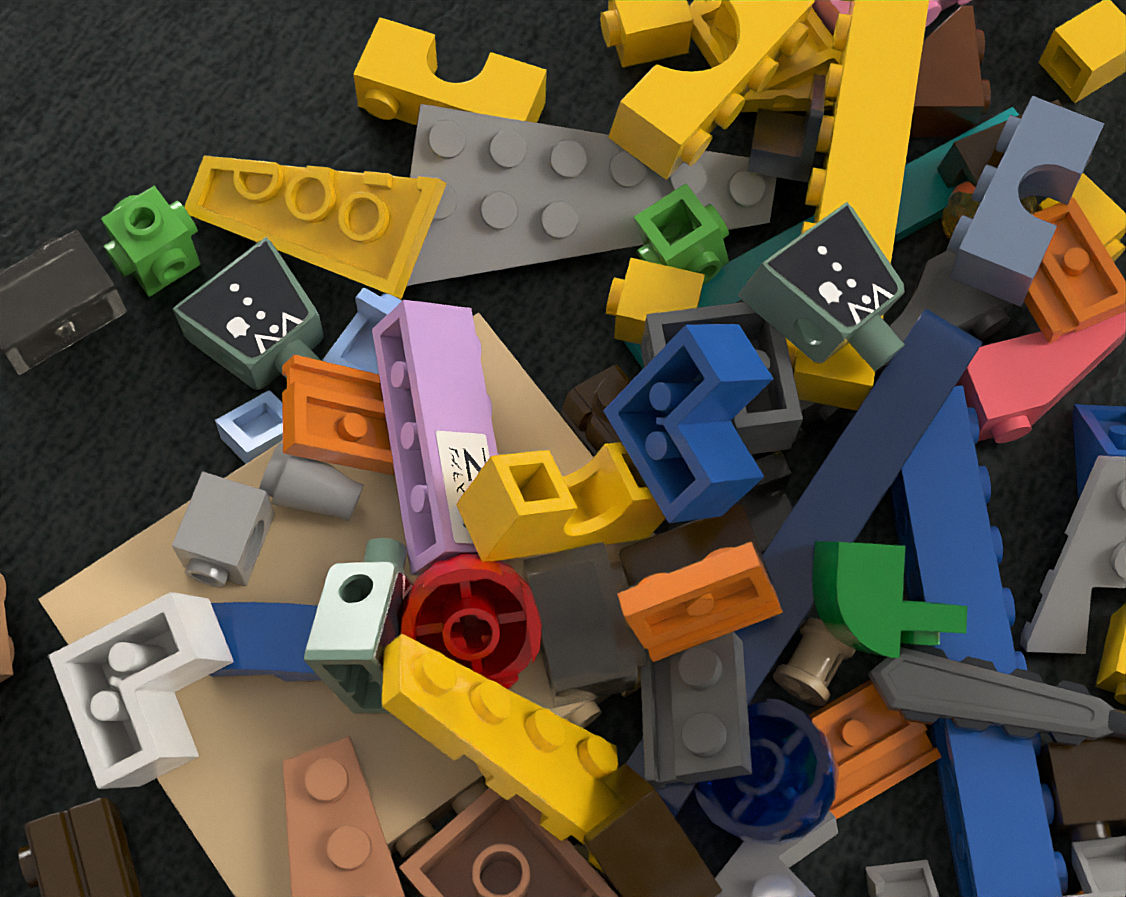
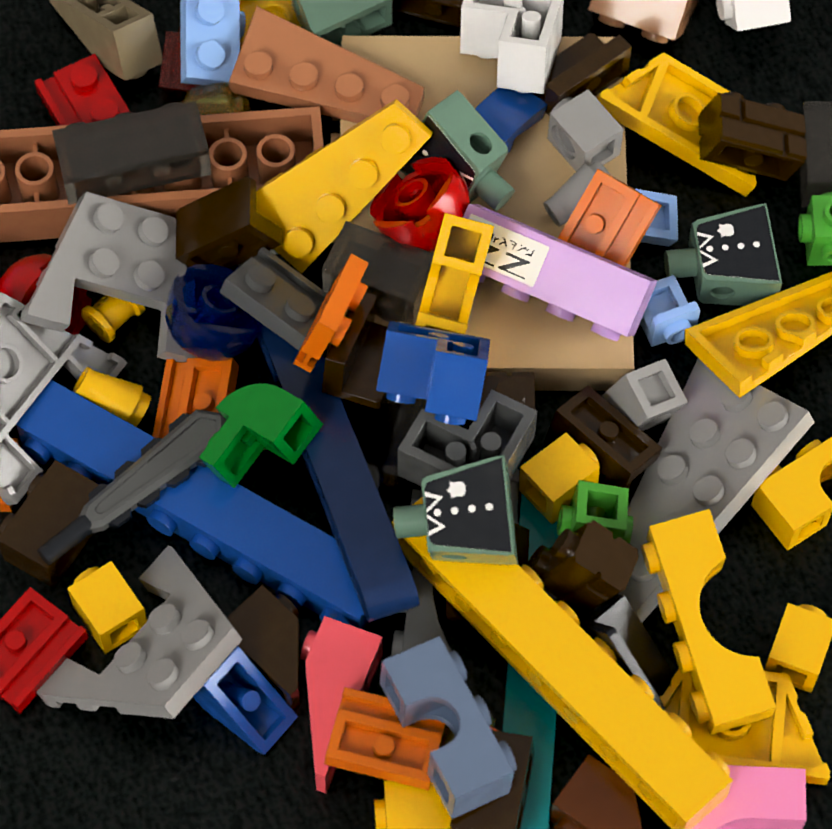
camera: 130 degrees right, 5 degrees down
(89, 375) = (752, 136): none -> dark brown brick
(103, 473) = (664, 107): none -> yellow wing
(119, 582) = (584, 67): none -> dark brown panel
(503, 285) = (647, 395): none -> light grey brick
(575, 298) = (616, 441): none -> dark brown panel
(753, 198) = (585, 566): none -> dark brown brick
(929, 832) = (114, 395): none -> yellow cone
(1044, 469) = (271, 640): none -> dark brown slope

